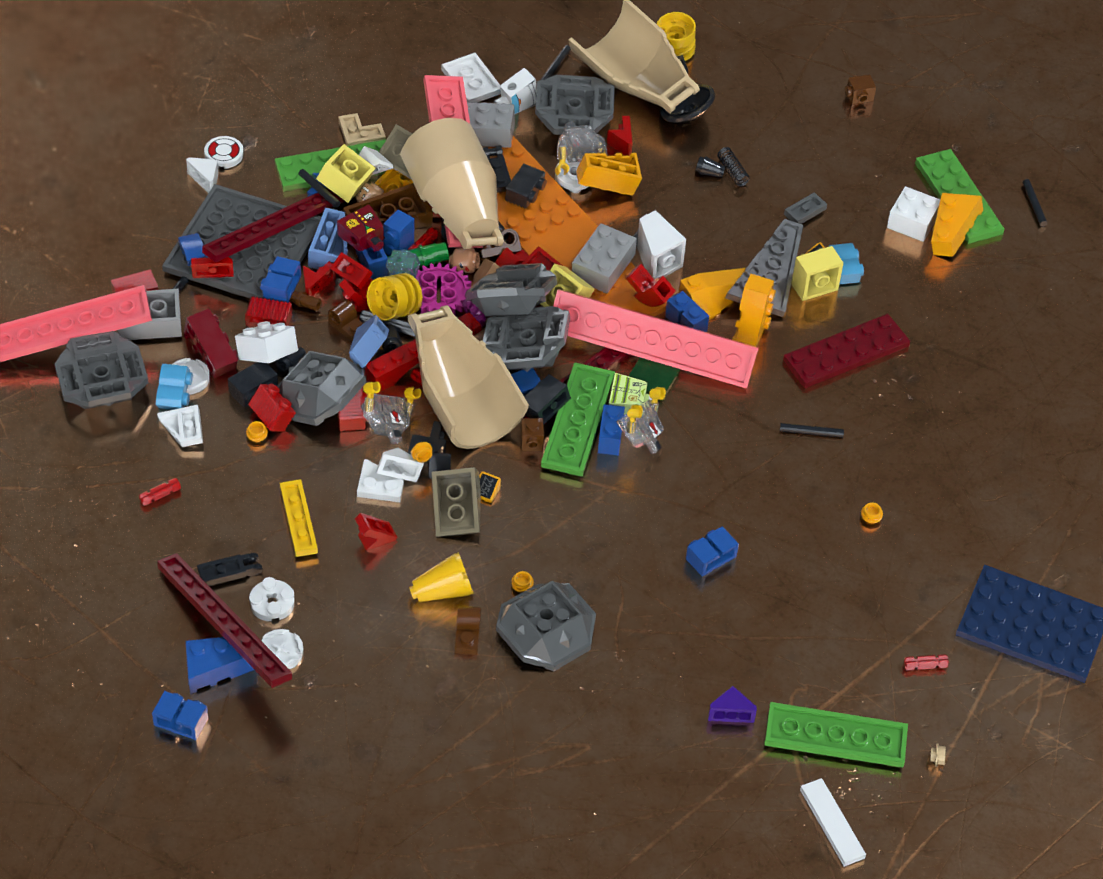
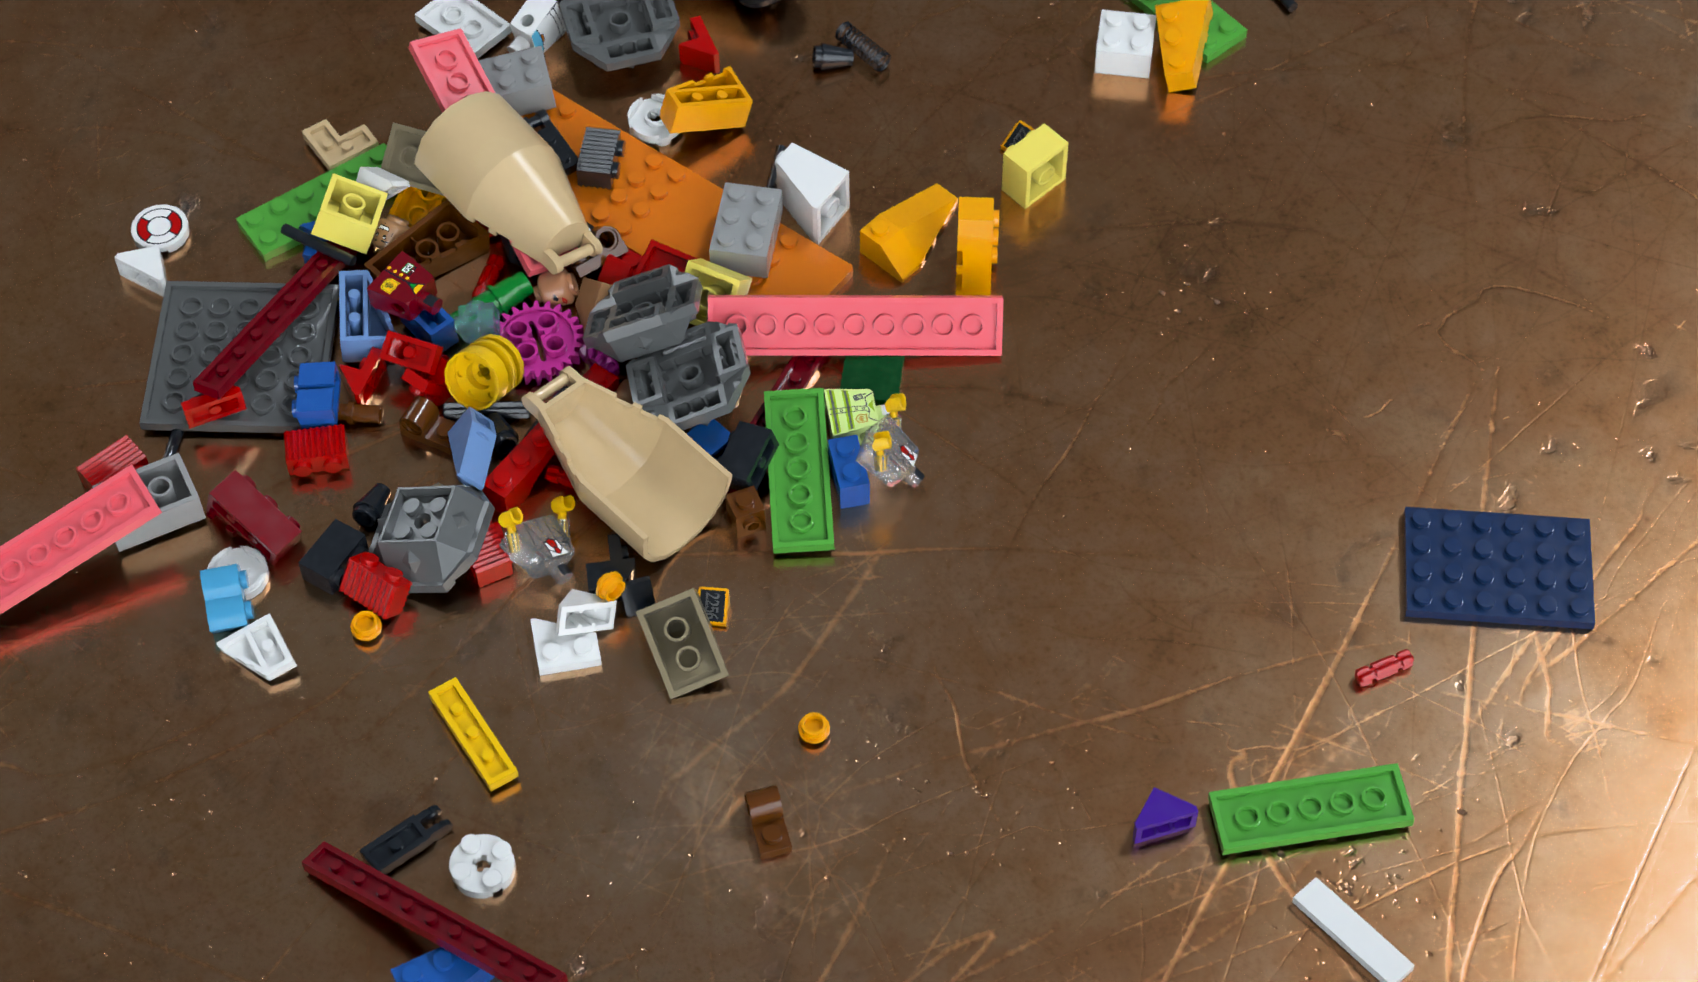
camera: 15 degrees left, 5 degrees up
(100, 370) = (107, 584): dark grey piece -> none
(159, 491) = (263, 757): red axle -> none
(191, 247) = (173, 385): blue slope -> none
(266, 342) = (333, 494): white brick -> none
(285, 646) = (526, 928): white tile -> none
(374, 531) = (586, 720): red slope -> none
(398, 232) = (454, 277): blue piece -> none
(442, 581) = (709, 763): yellow cone -> none
(543, 641) = (877, 804): dark grey piece -> none
(575, 143) = (648, 77): clear torso -> none
(649, 290) = (824, 258): red brick -> none
(686, 312) = (895, 275): blue piece -> none
(712, 551) = (1048, 602): blue piece -> none
(775, 263) = (969, 171): flat silver wing -> none
(805, 209) = (980, 78): dark grey plate -> none
(814, 430) = (1109, 388): black bar -> none
(846, 350) = (1110, 262): dark red plate -> none
(852, 269) = (1067, 127): dark azure brick -> none
(872, 513) = (1233, 480): light orange plate -> none
(938, 755) = (1451, 793): tan plate -> none

